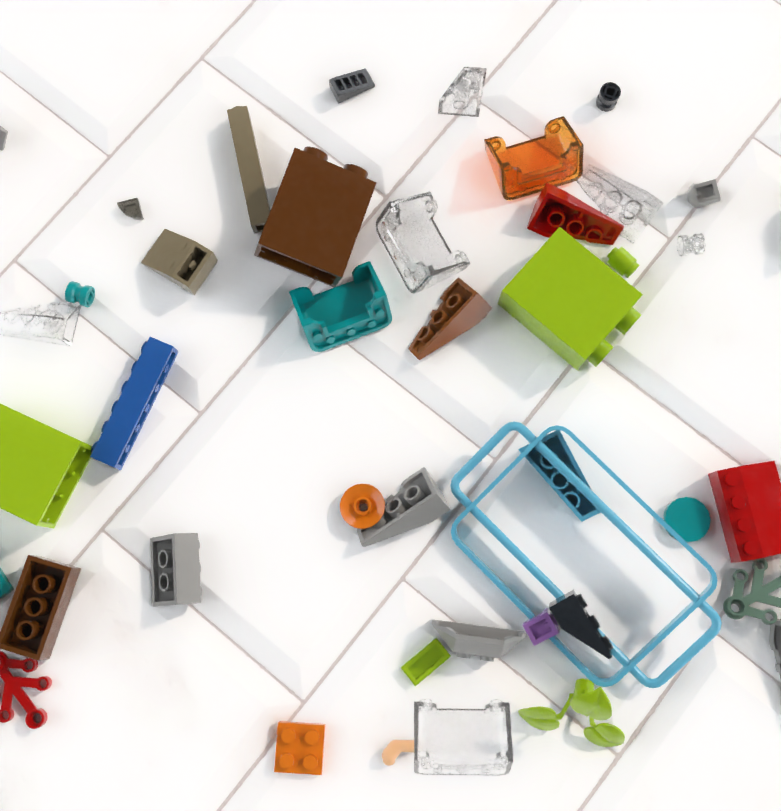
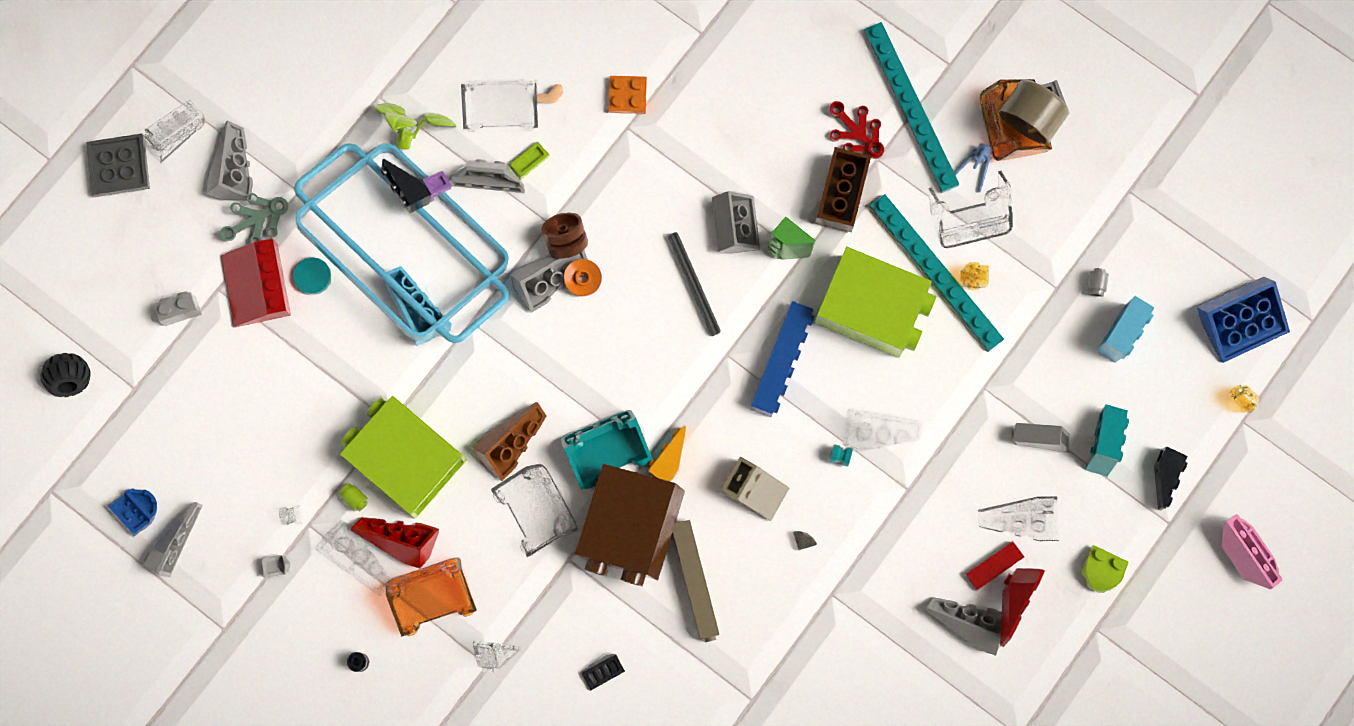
camera: 175 degrees right, 0 degrees up
(106, 538) = (790, 241): none -> bright green slope
(231, 497) = (694, 284): none -> dark grey axle
(271, 291) = (668, 463): none -> light orange slope
(381, 555) = (564, 235): none -> copper wheel

